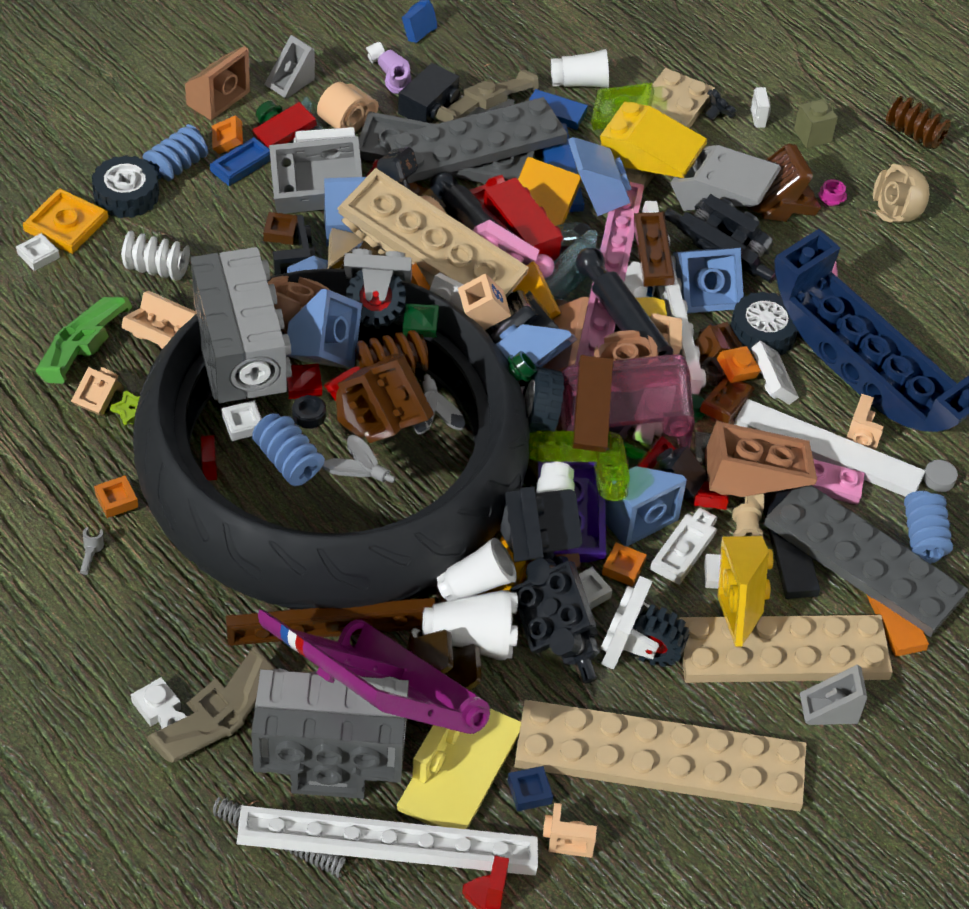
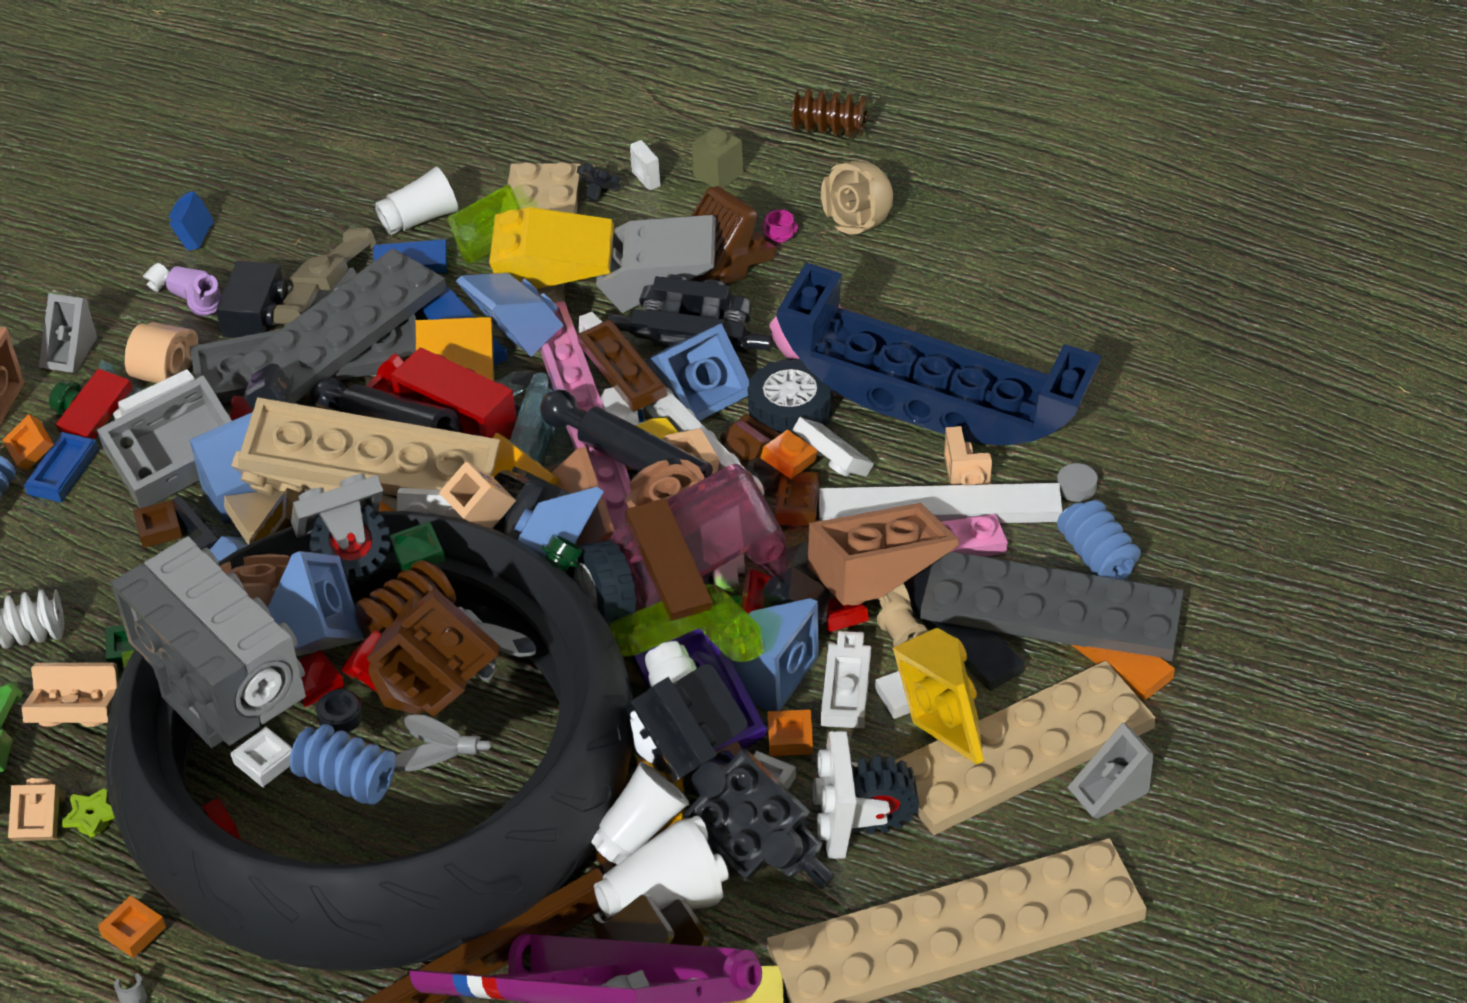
camera: 20 degrees left, 5 degrees down
(514, 246) = (465, 422): bright pink plate -> none

